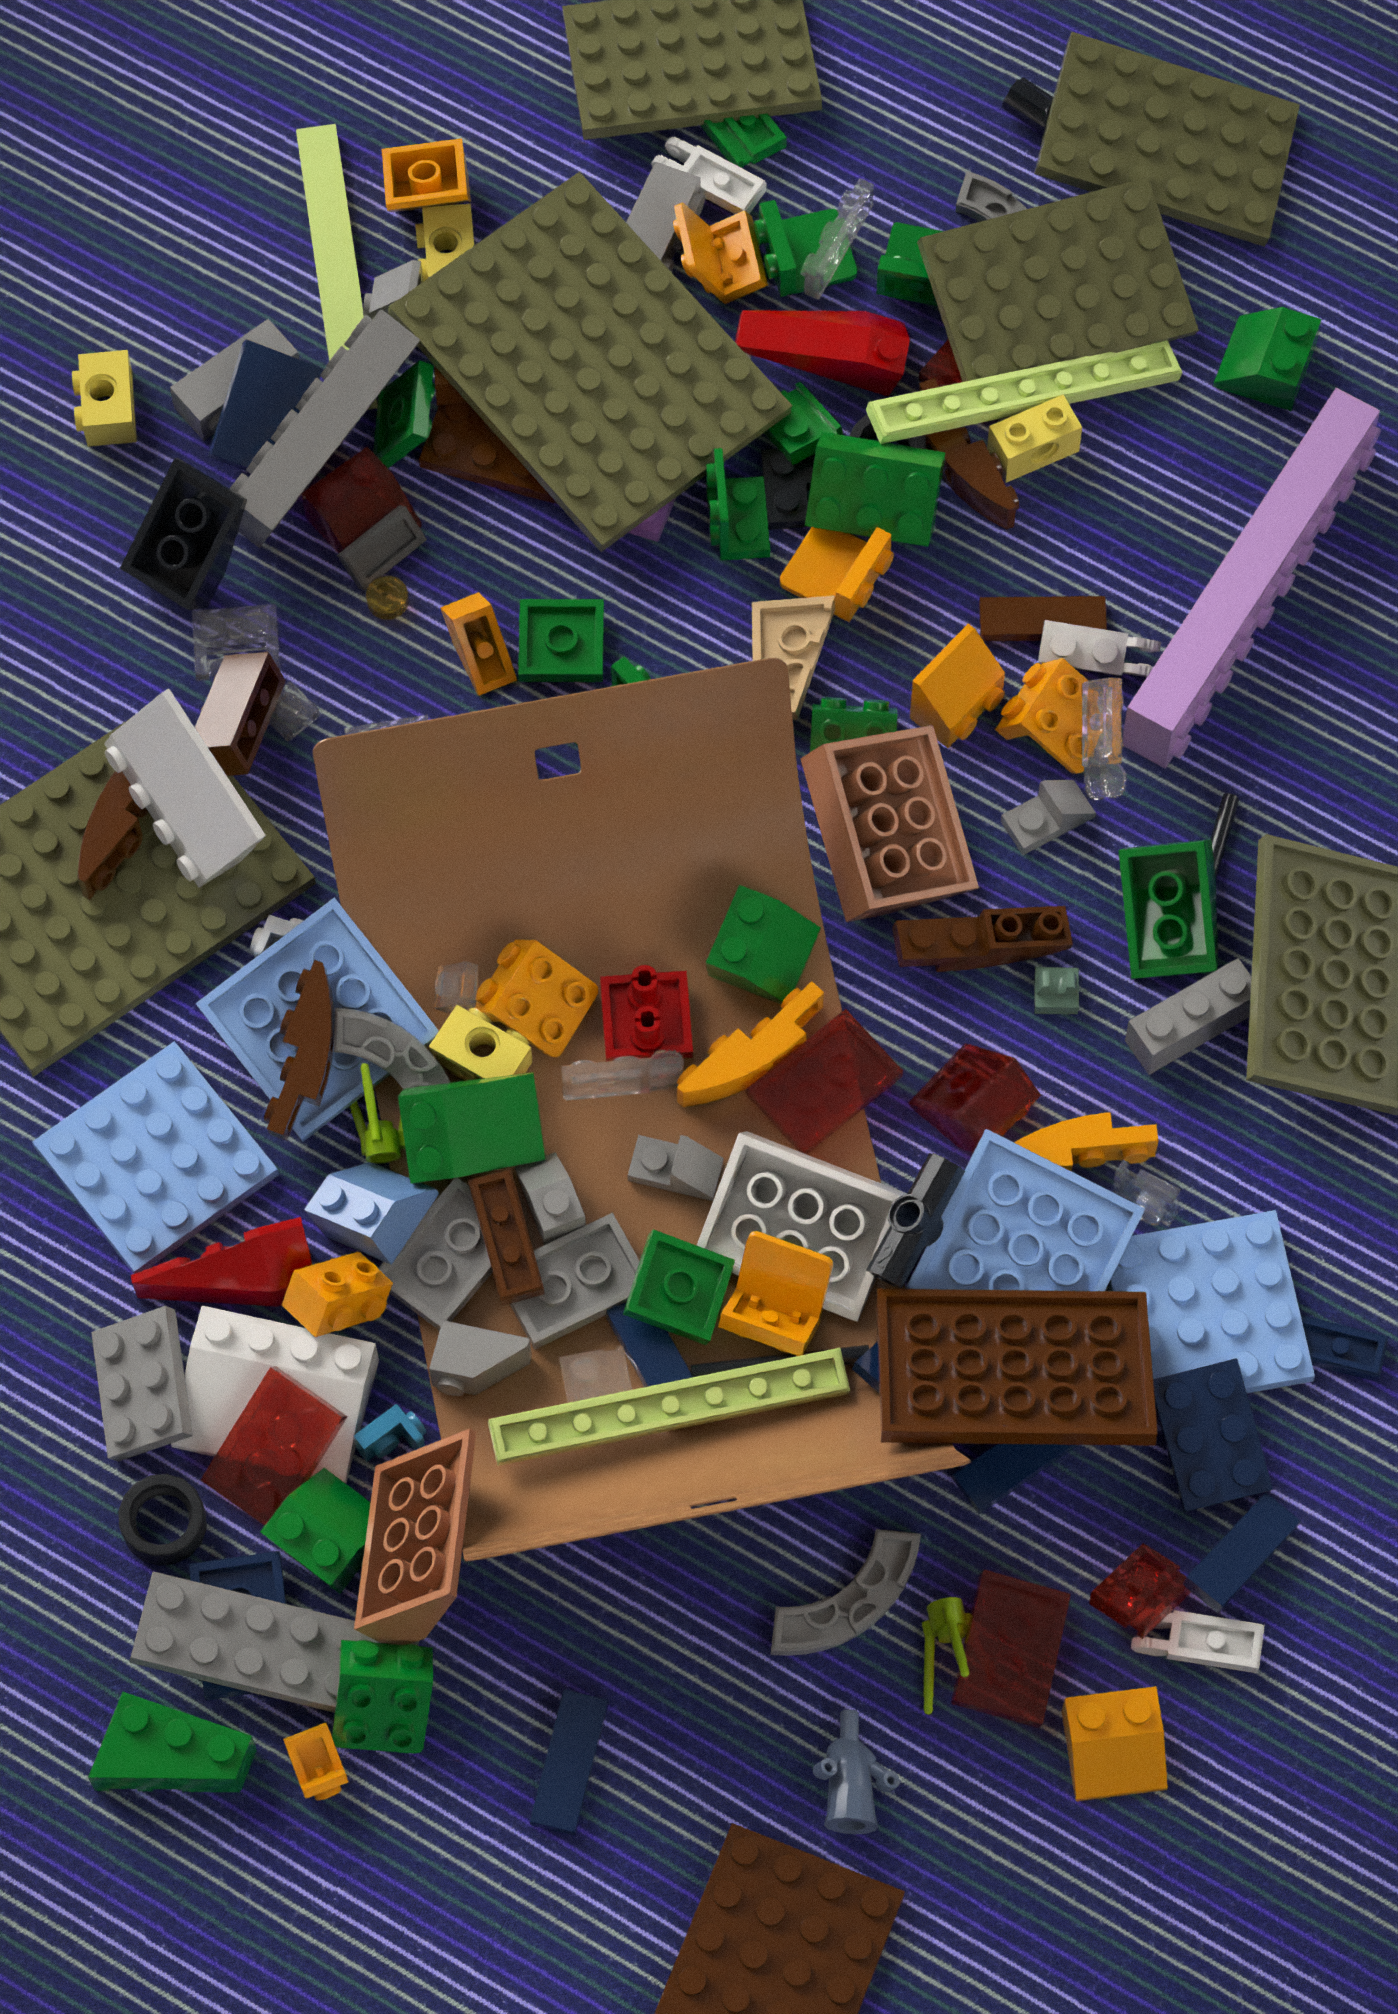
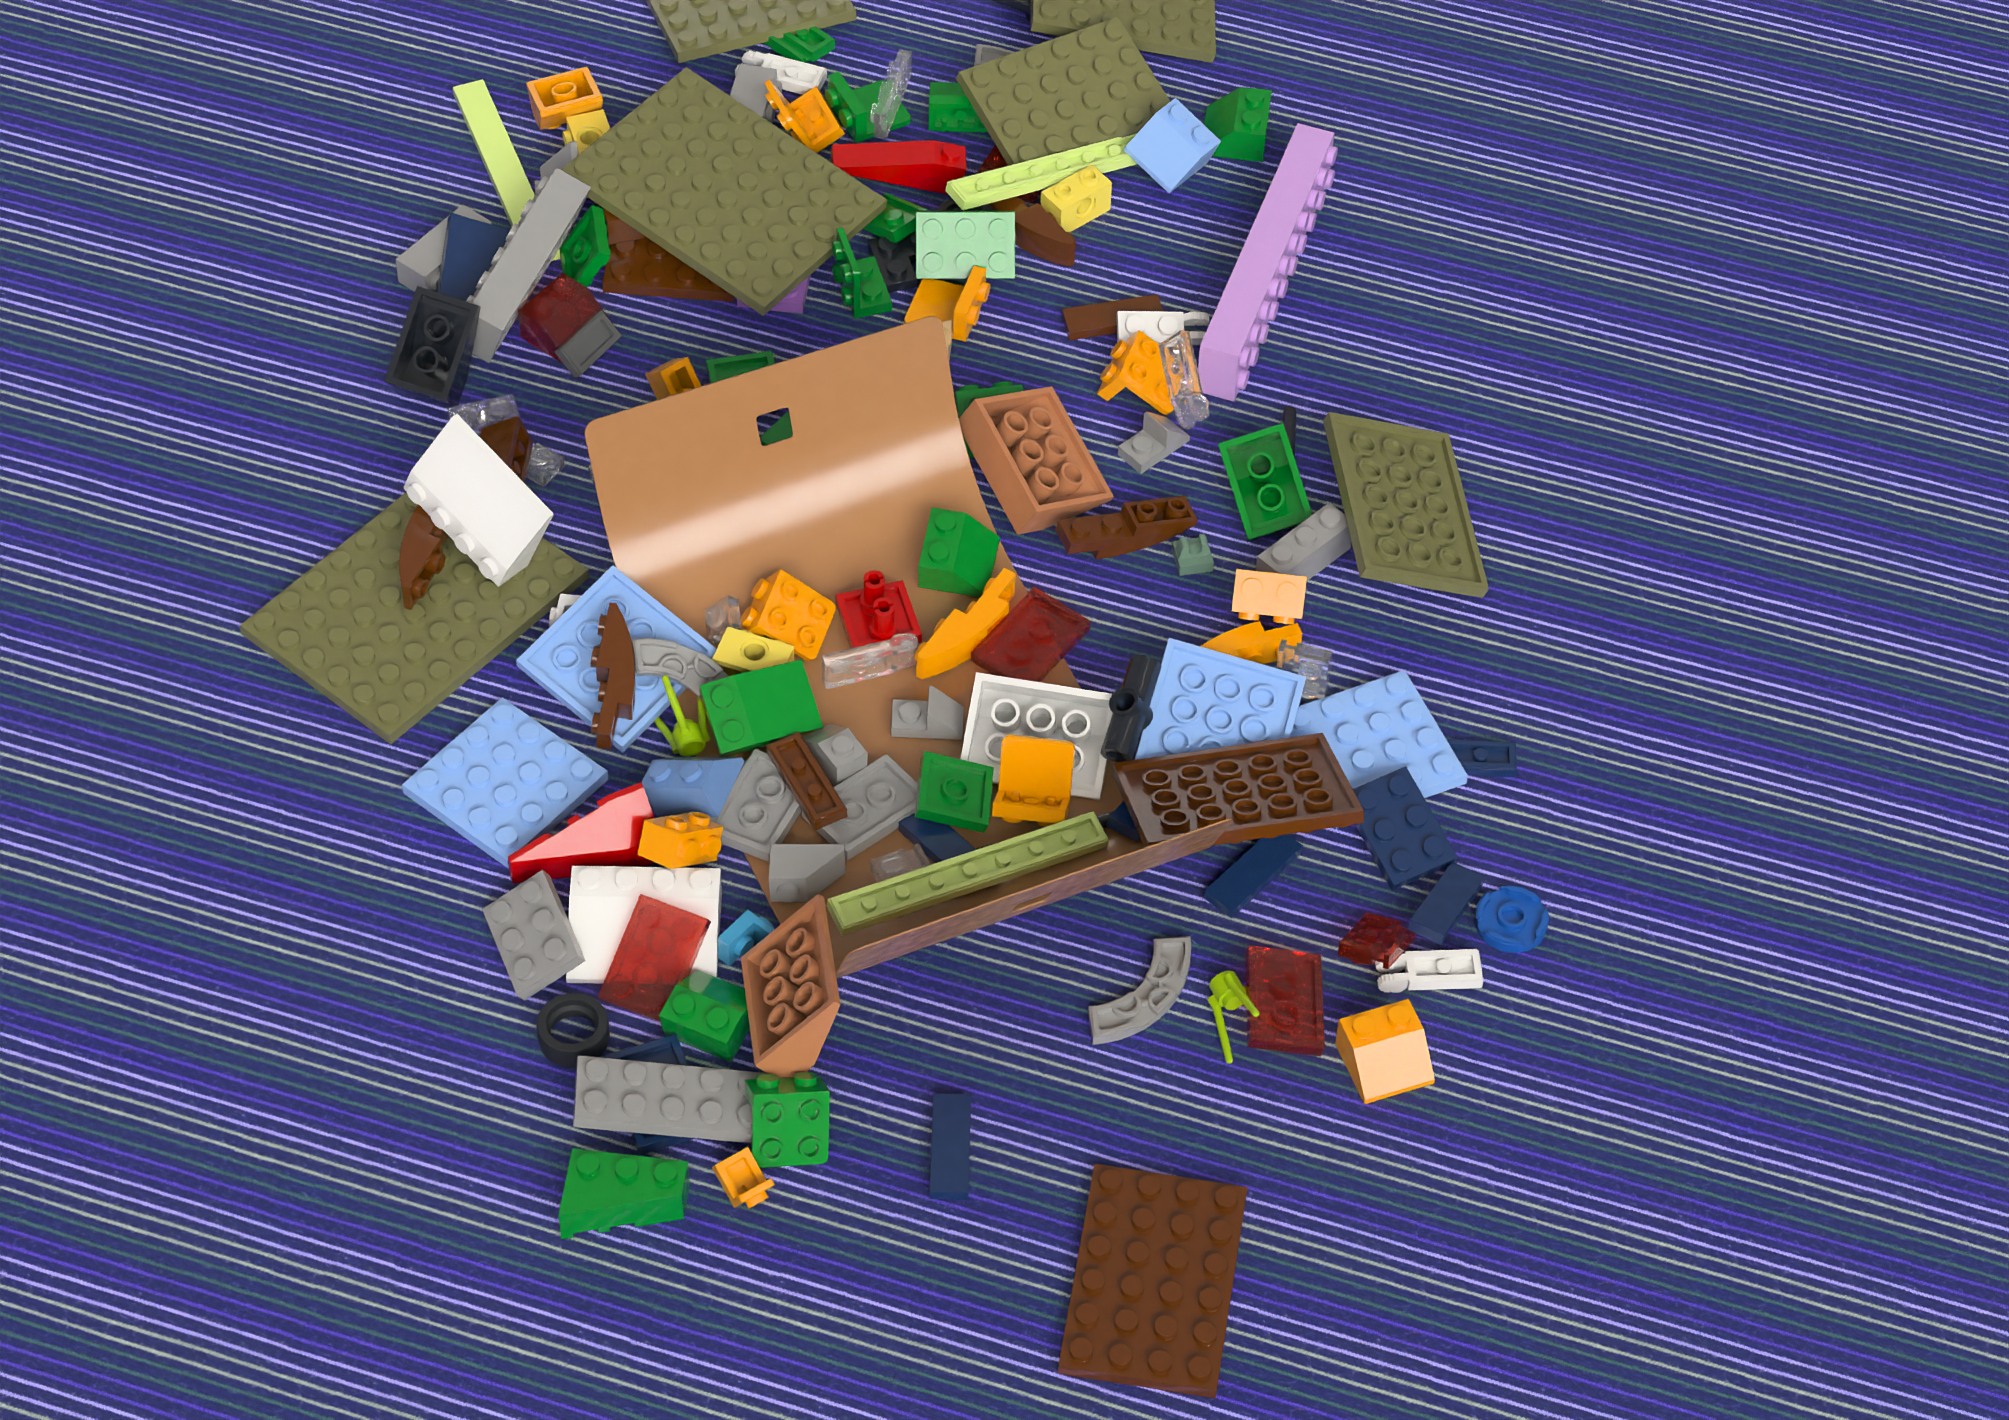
camera: 15 degrees left, 15 degrees down
(111, 419) = (344, 278): light yellow brick -> none
(387, 597) = (599, 378): clear yellow tile -> none
(850, 1784) = (1182, 1117): sand blue piece -> none
(957, 687) = (1063, 360): light orange slope -> none
(975, 1094) = (1148, 626): clear red slope -> none
(1126, 1087) = (1269, 594): none -> light orange bracket
(1174, 380) = (1172, 145): none -> light blue slope
(1319, 1584) = (1511, 919): none -> blue tile

